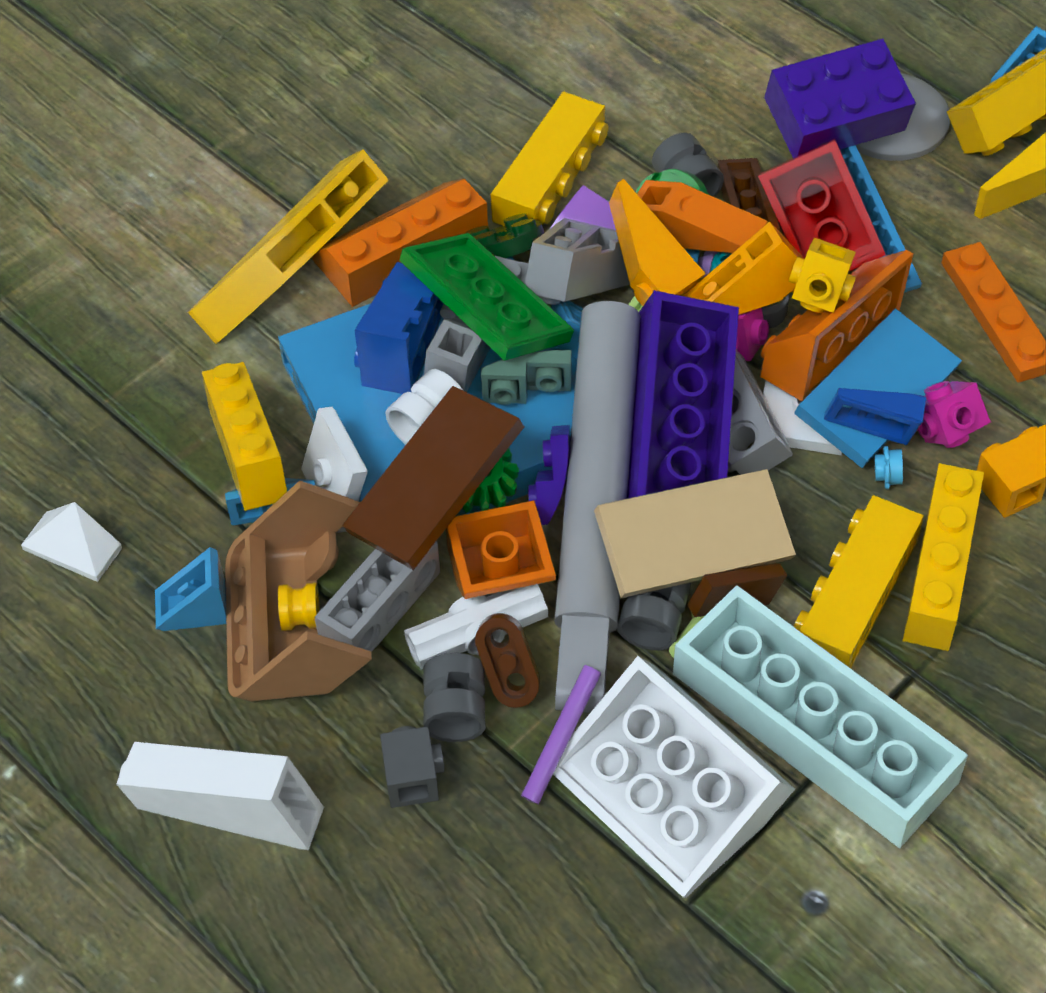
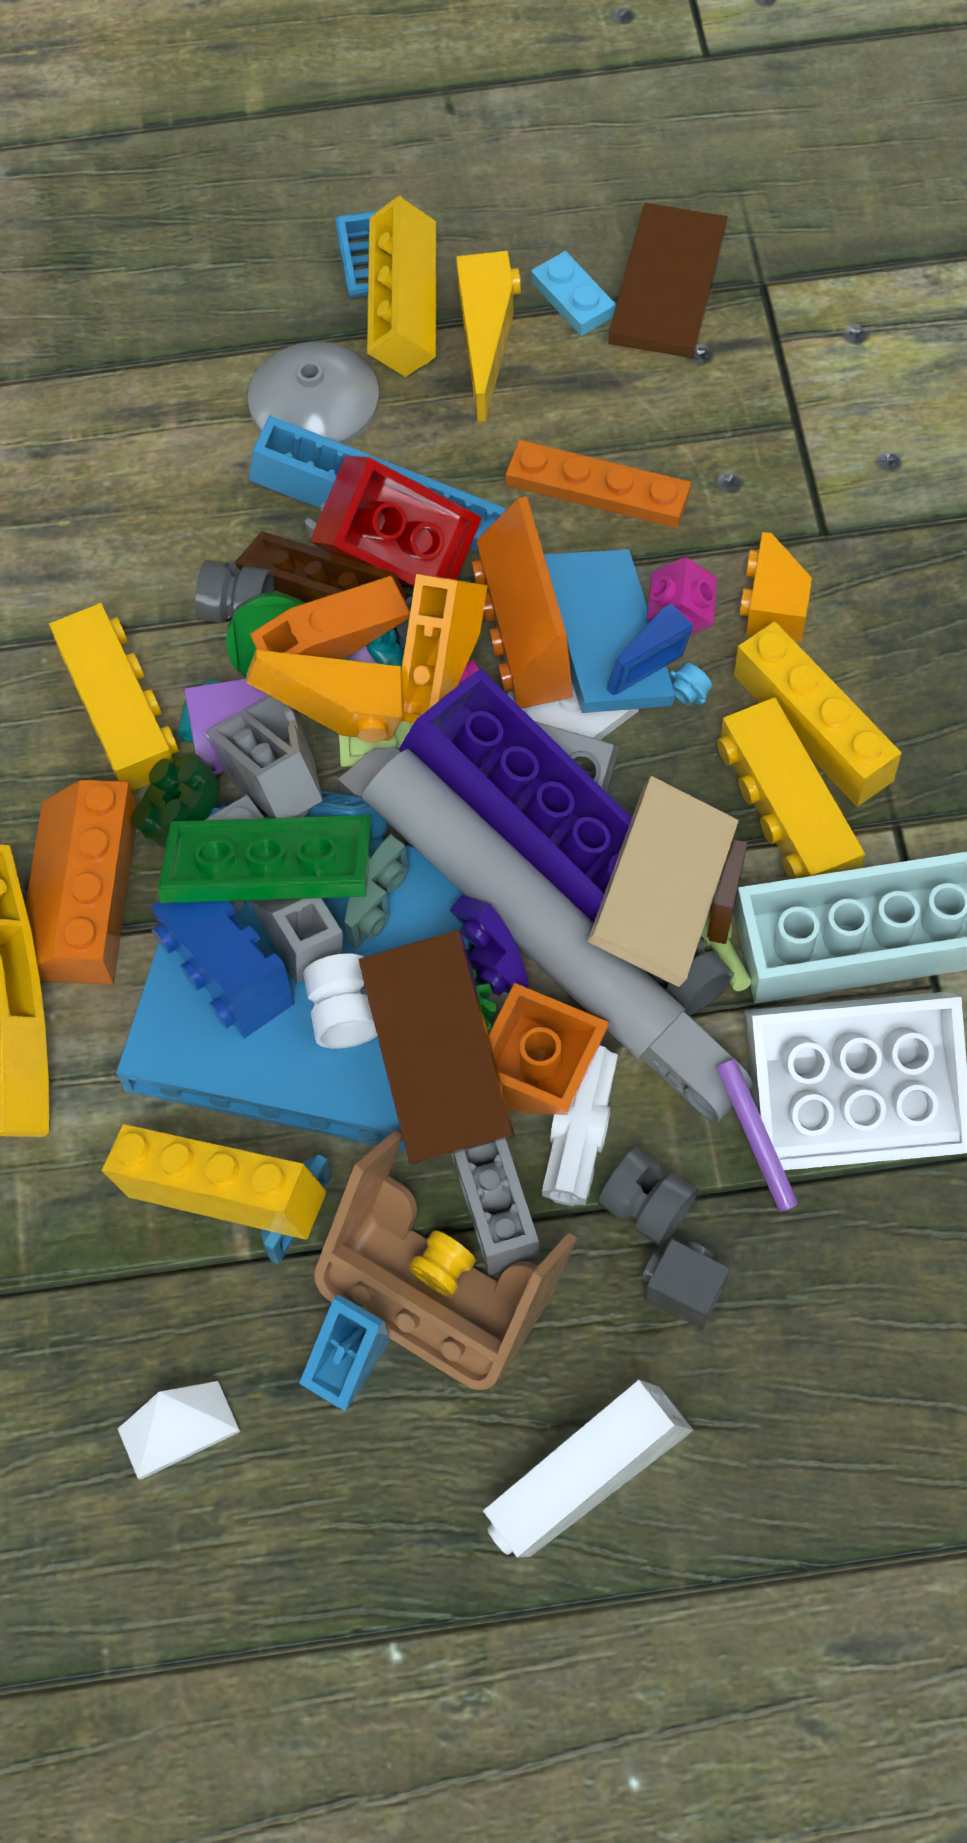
camera: 50 degrees left, 10 degrees up
(333, 458) = (320, 1122): white plate -> none
(507, 658) = (646, 1123): reddish brown plate -> none
(823, 276) = (511, 579): yellow brick -> none
(841, 97) = (307, 419): dark purple brick -> none

